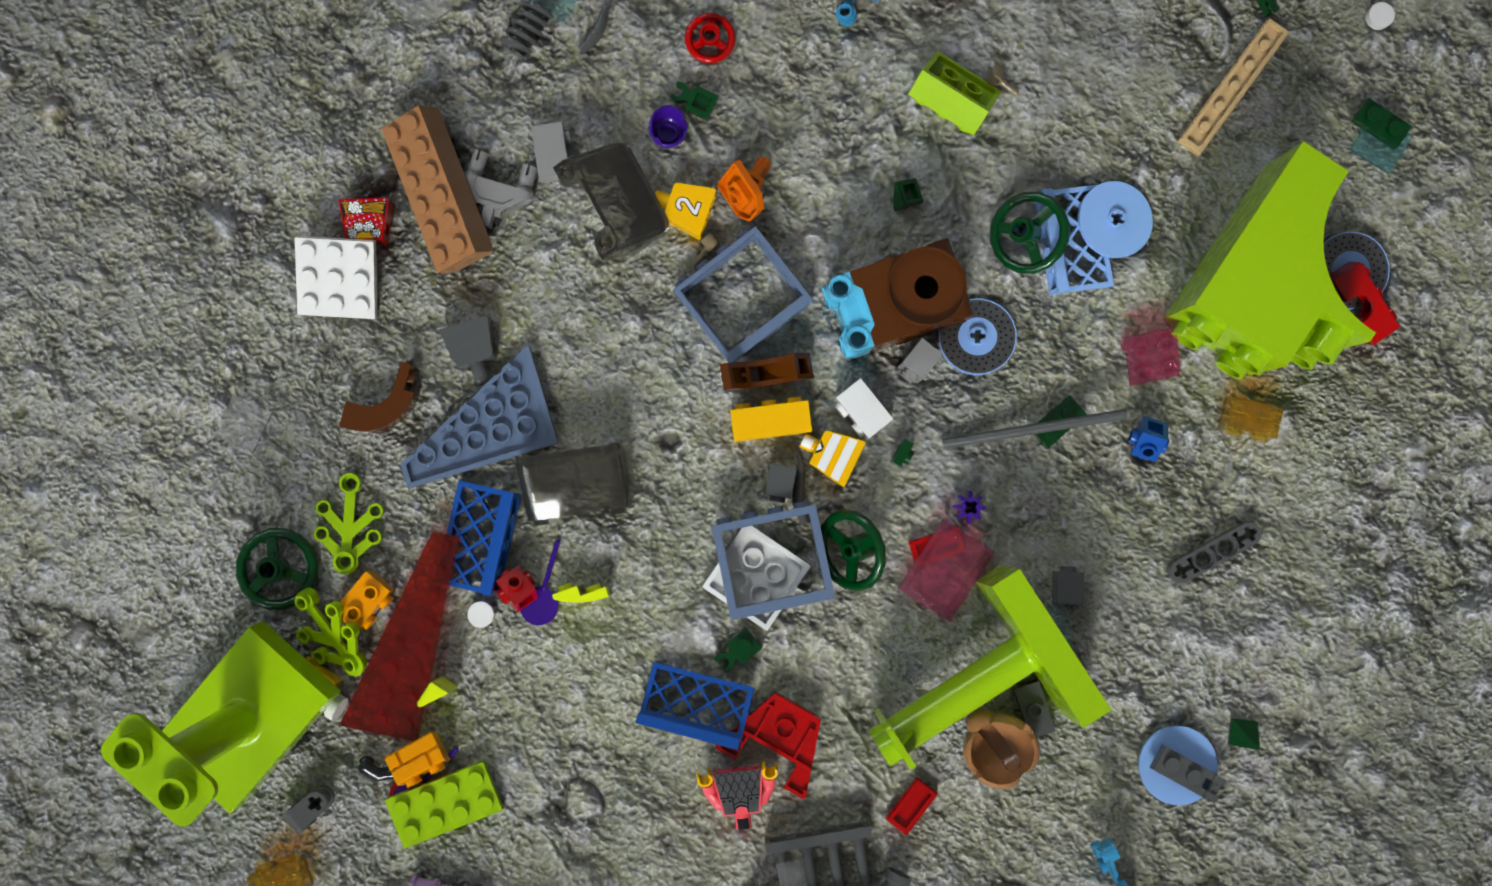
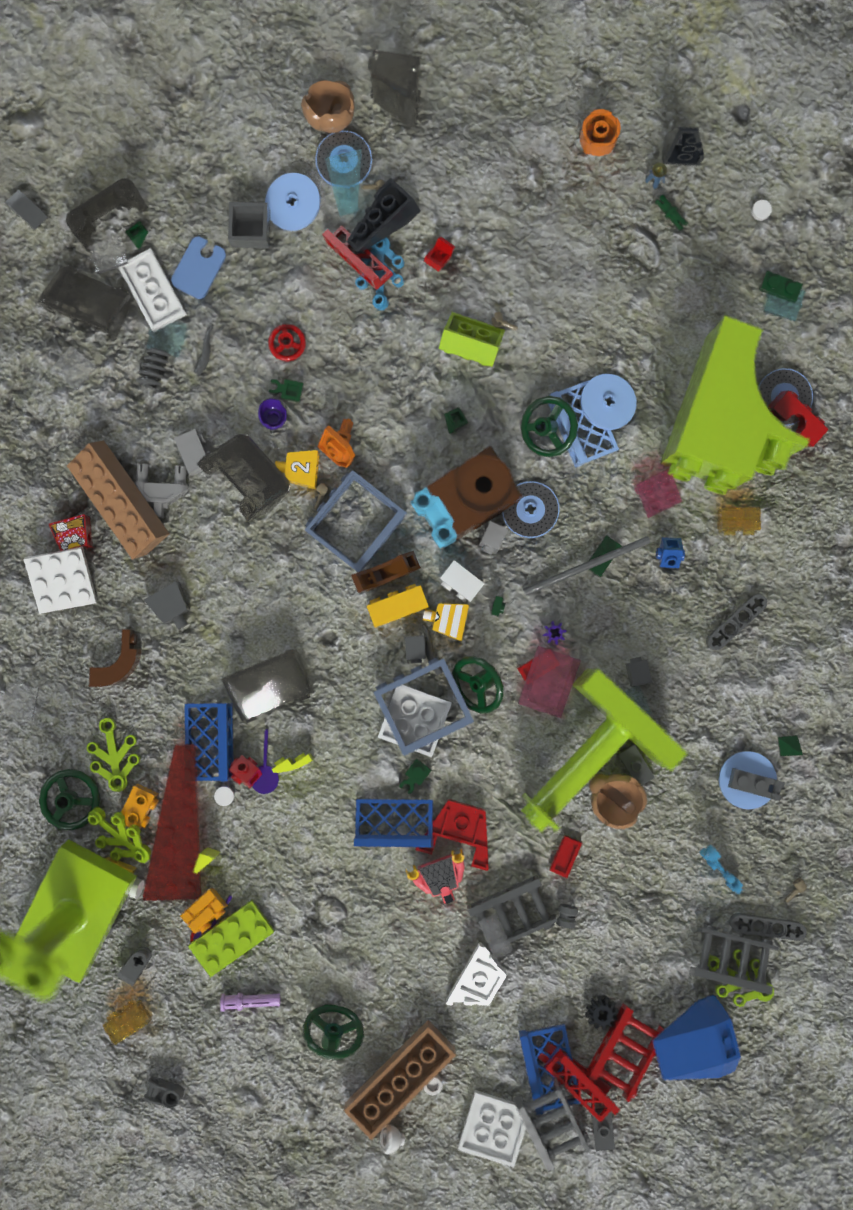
camera: 15 degrees left, 0 degrees up
(372, 772) = (174, 928): black arm -> none
(493, 426) = (202, 656): sand blue wing -> none
(1233, 86) = (669, 286): tan tile -> none

